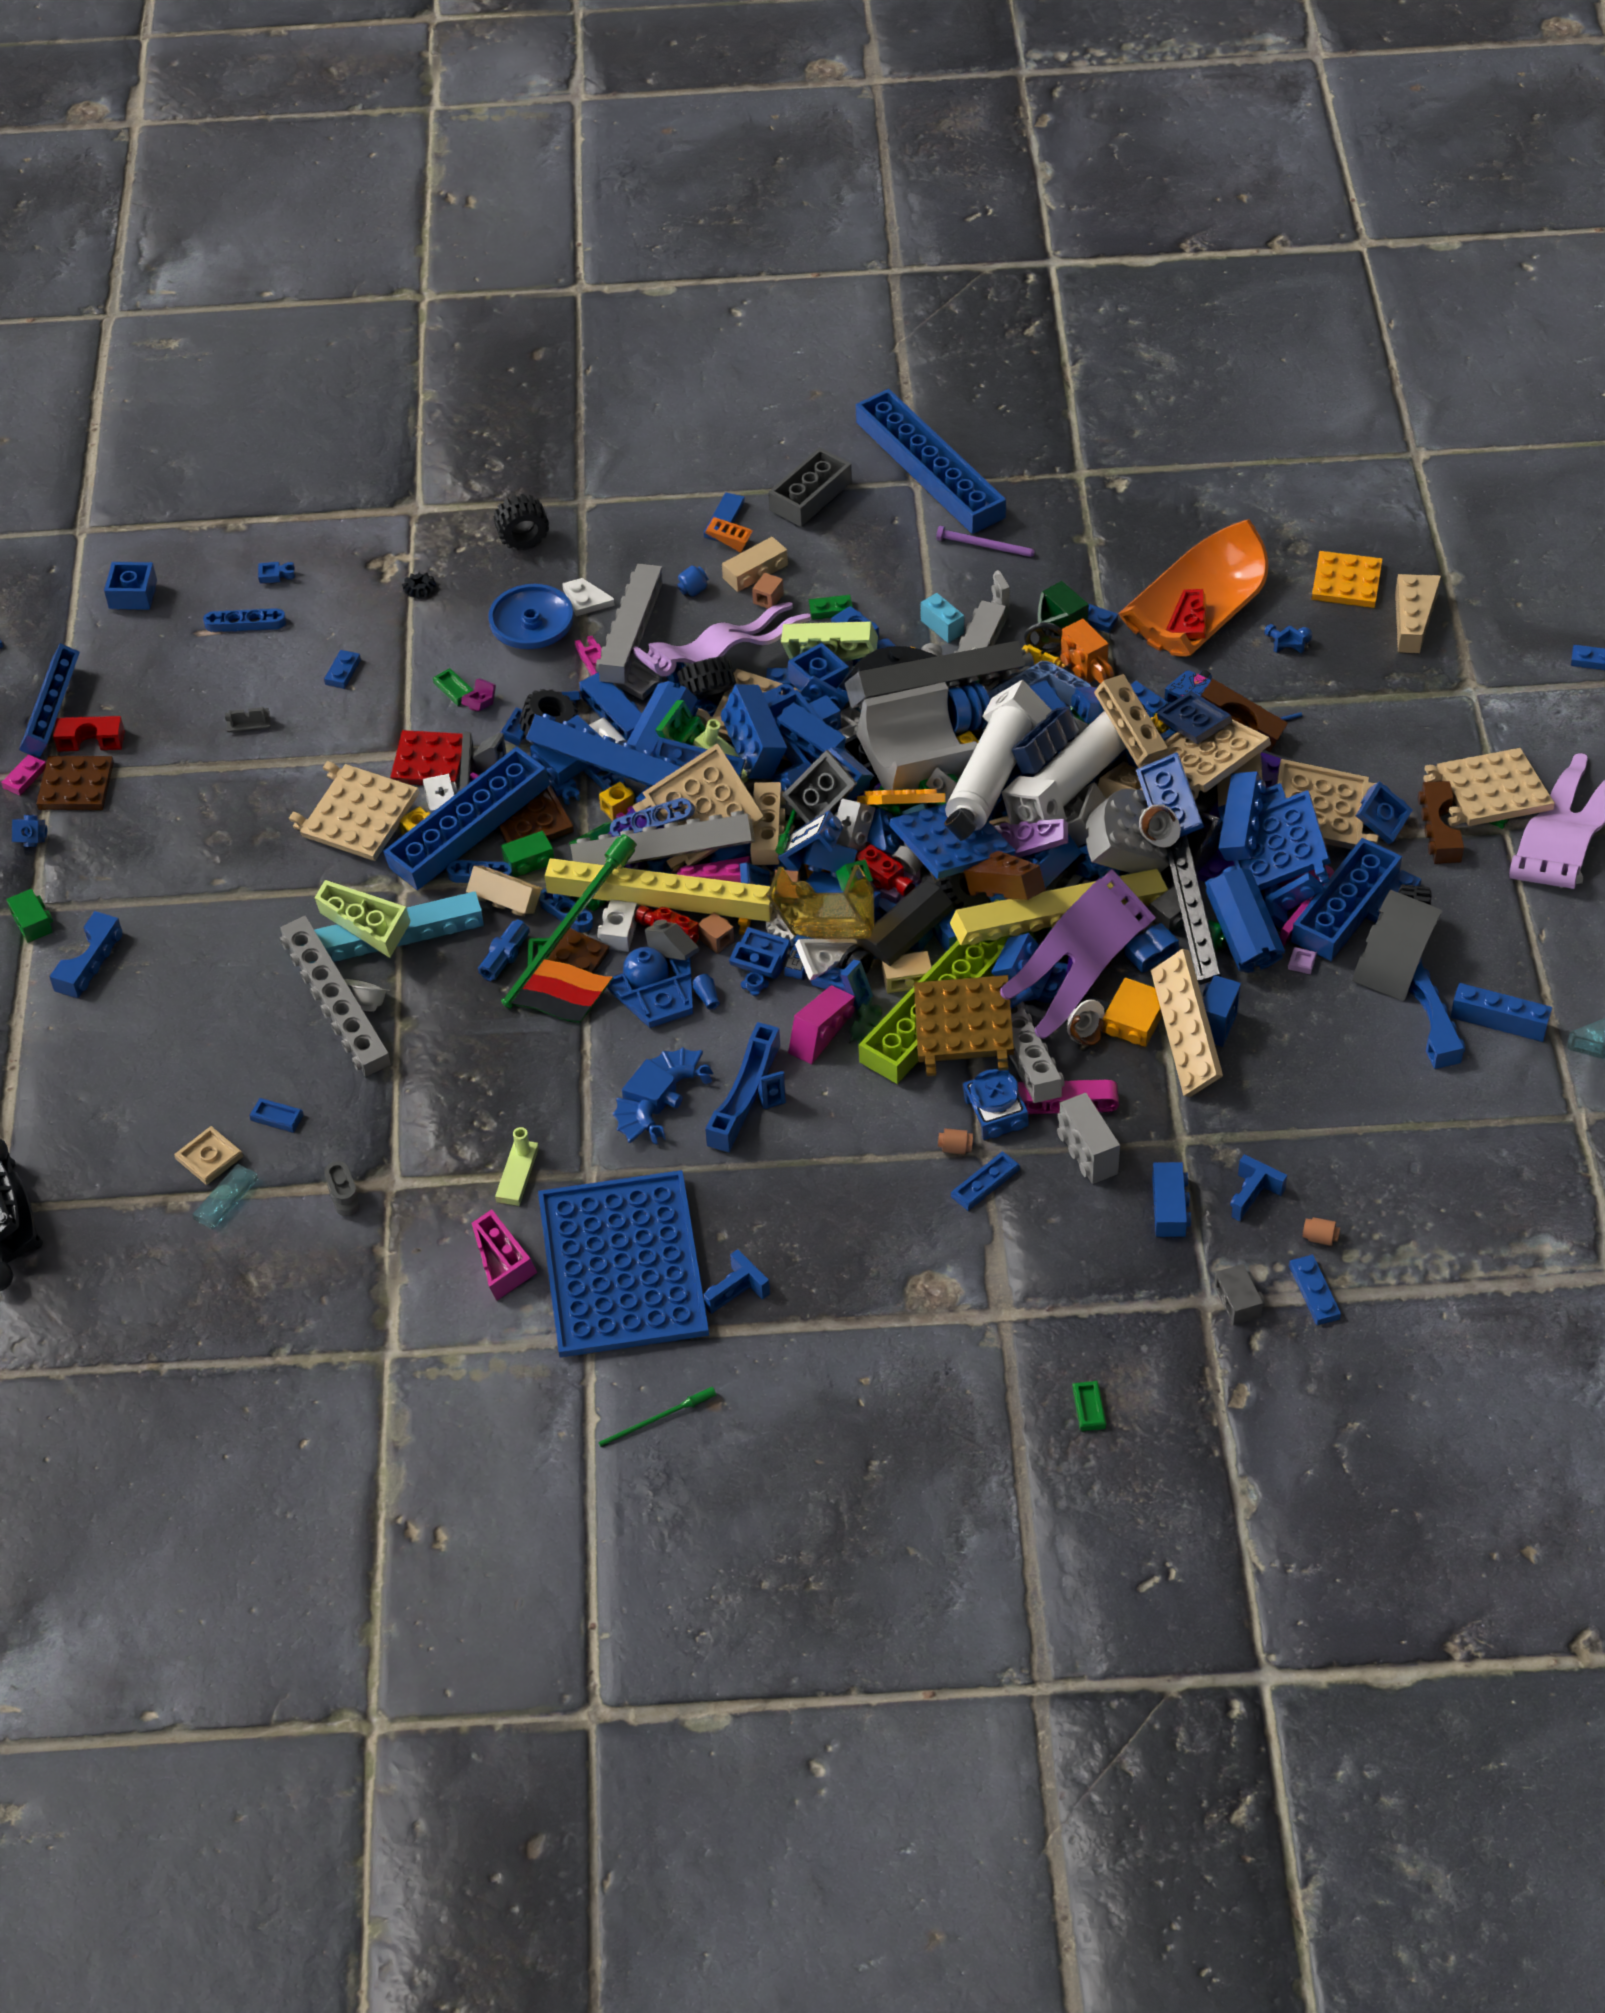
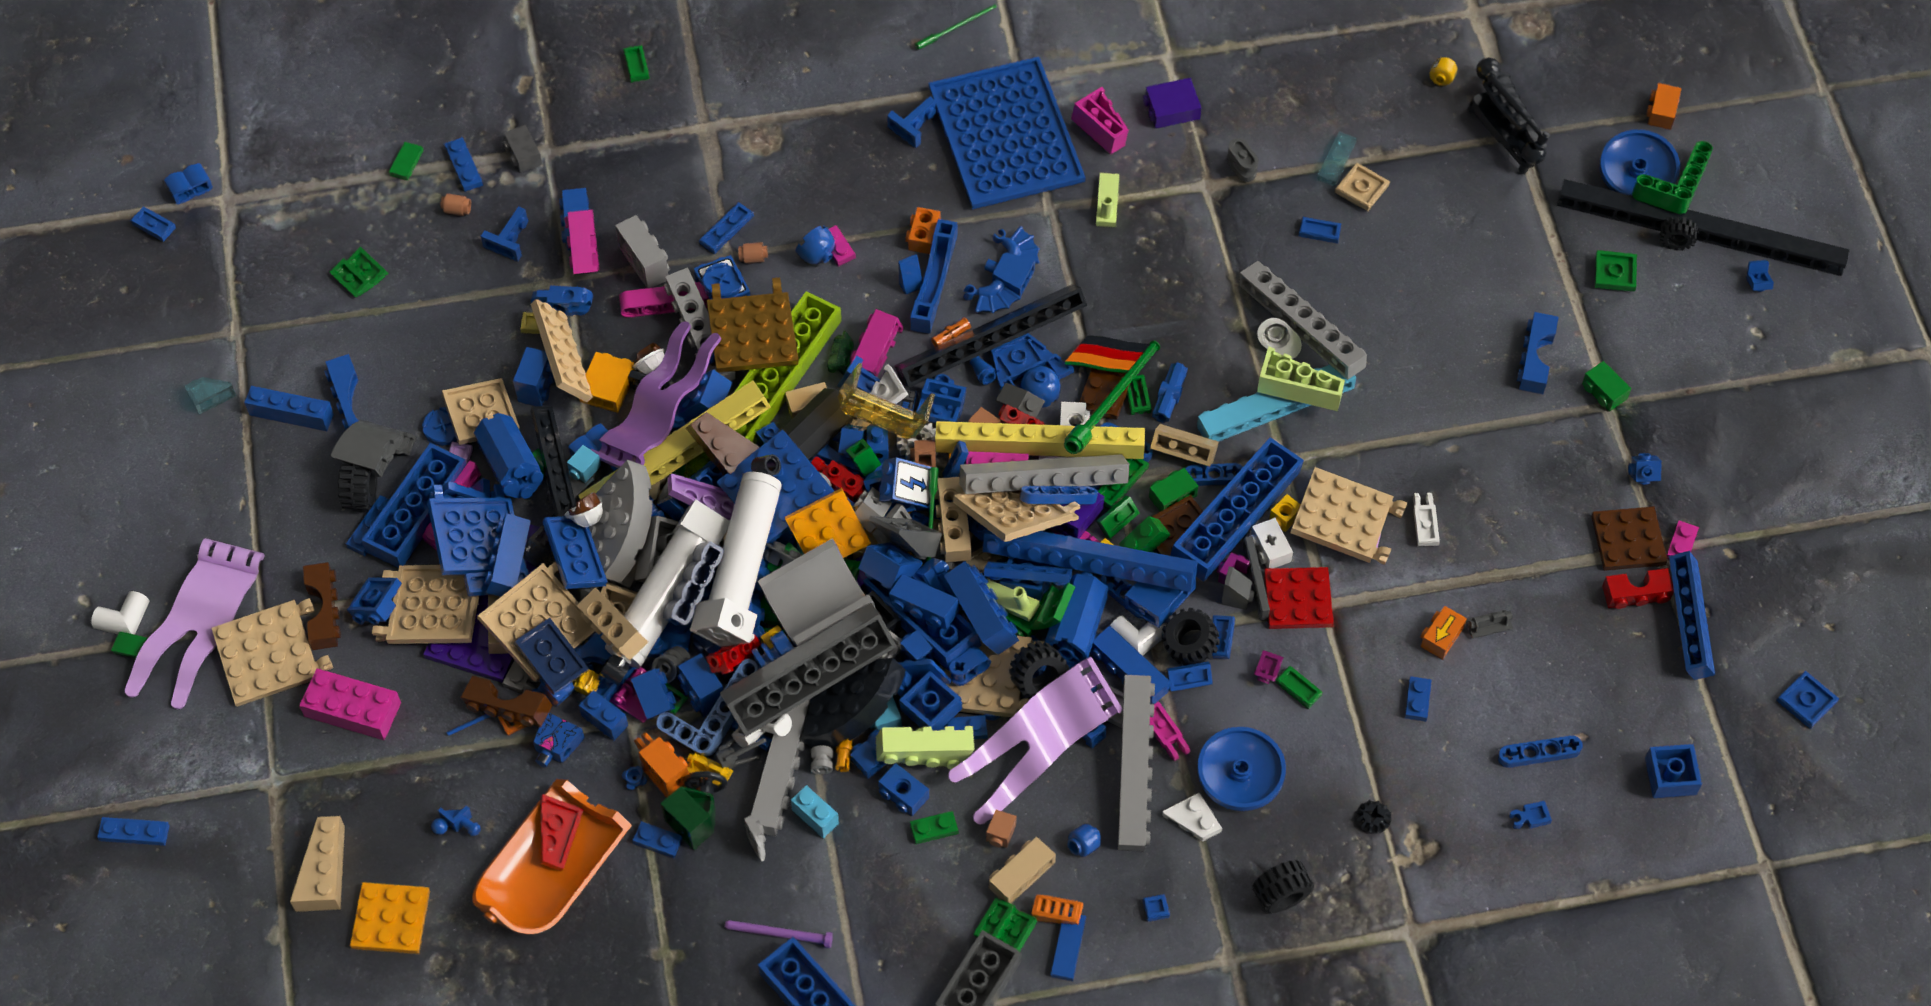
camera: 170 degrees right, 10 degrees up
(53, 1283) = (1443, 71): none -> yellow head
(274, 810) = (1425, 521): none -> white hinge
(296, 712) = (1443, 632): none -> orange brick
(405, 1276) = (1172, 103): none -> dark purple brick
(571, 800) = (1146, 535): none -> green brick
(638, 537) = (1156, 907): none -> blue tile
(689, 1017) = (990, 335): none -> black brick
(734, 1033) = (951, 332): none -> orange pin
(746, 1147) = (922, 230): none -> orange brick
(782, 529) = (1007, 924): none -> green slope
(853, 1147) = (842, 252): none -> dark pink plate
(878, 1131) = (817, 246): none -> blue cylinder
(1117, 662) = (634, 772): none -> blue plate
(1160, 1140) = (582, 241): none -> dark pink wedge
(1162, 904) = (583, 464): none -> medium azure brick
(1185, 1104) = (566, 299): none -> blue piece
(1223, 1092) = (529, 323): none -> light yellow tile
(1280, 990) = (473, 403): none -> tan plate
(1322, 990) = (439, 428): none -> blue tile
(1389, 1300) = (406, 161): none -> green tile
(1400, 733) = (350, 704): none -> dark pink brick
(1436, 1166) = (359, 272): none -> green slope

